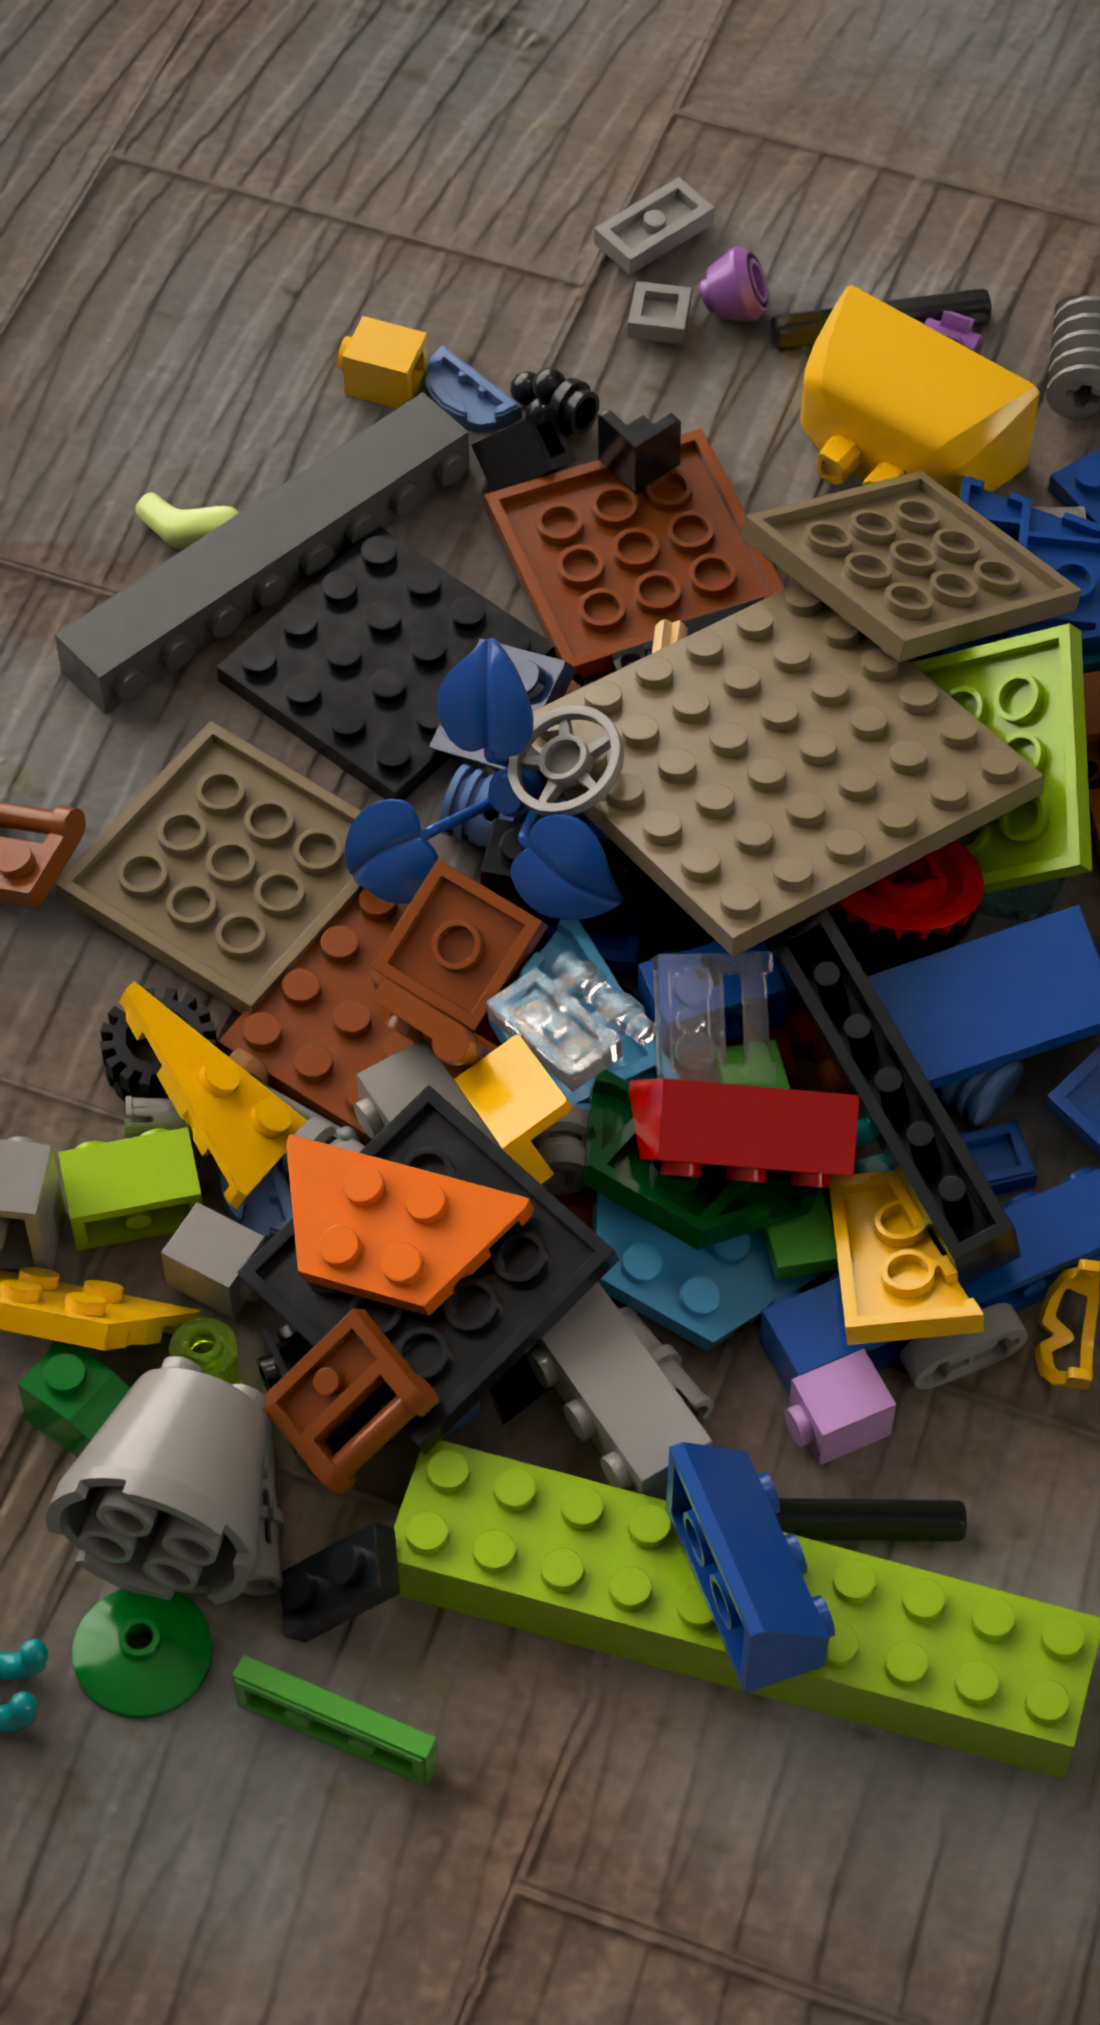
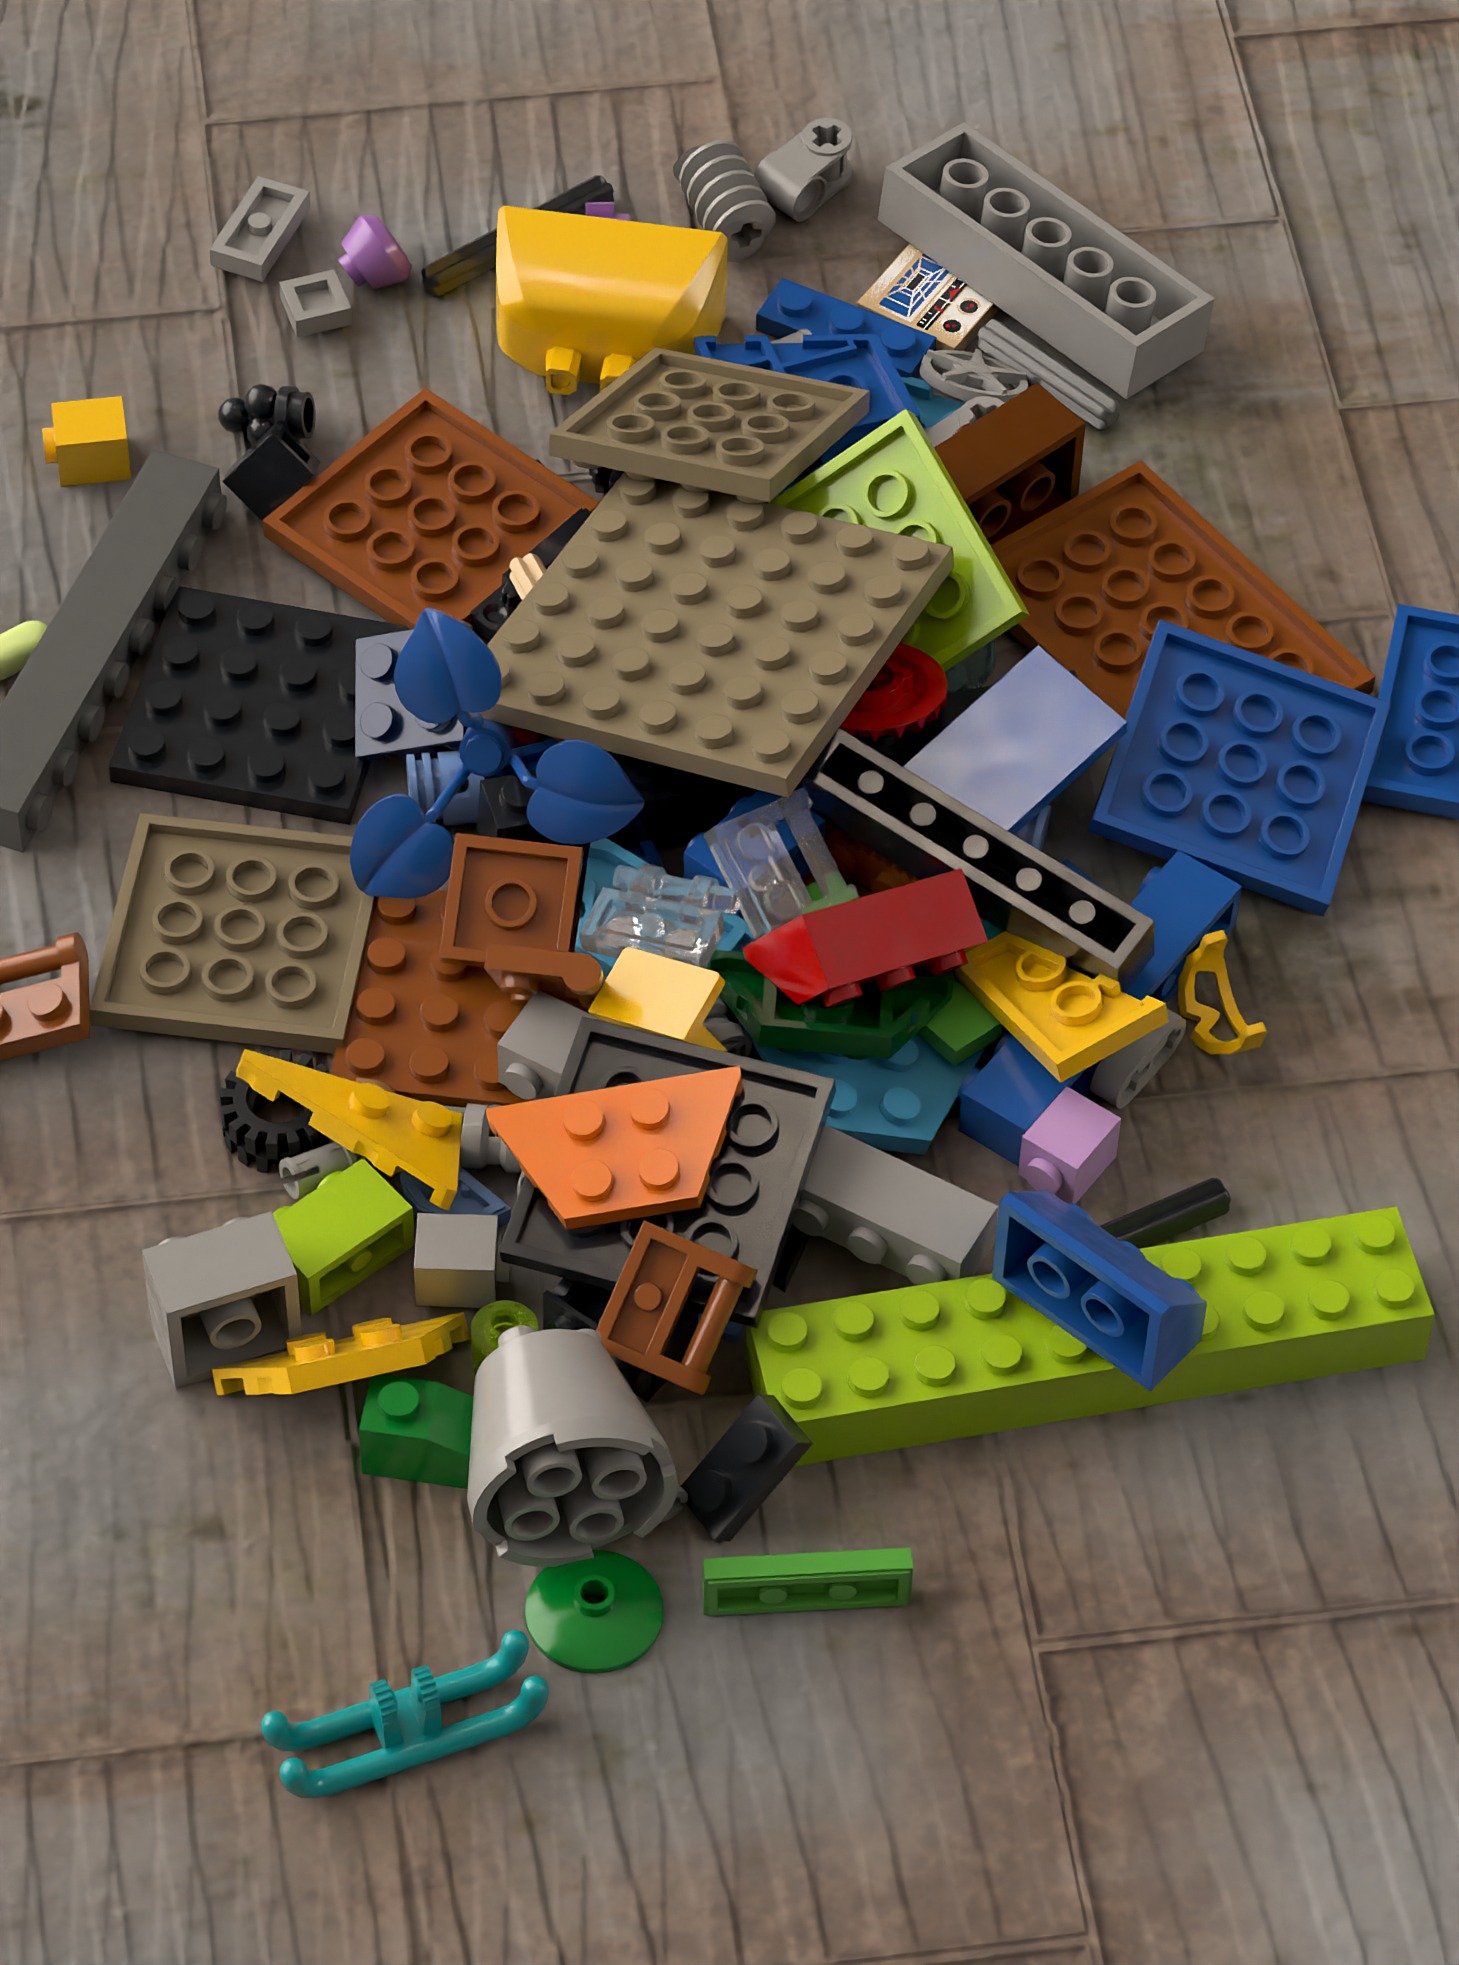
camera: 30 degrees left, 5 degrees down
(468, 395) = (180, 437): medium blue tile -> none
(568, 762) = (538, 697): light grey wheel -> none
(639, 450) = (386, 426): black panel -> none

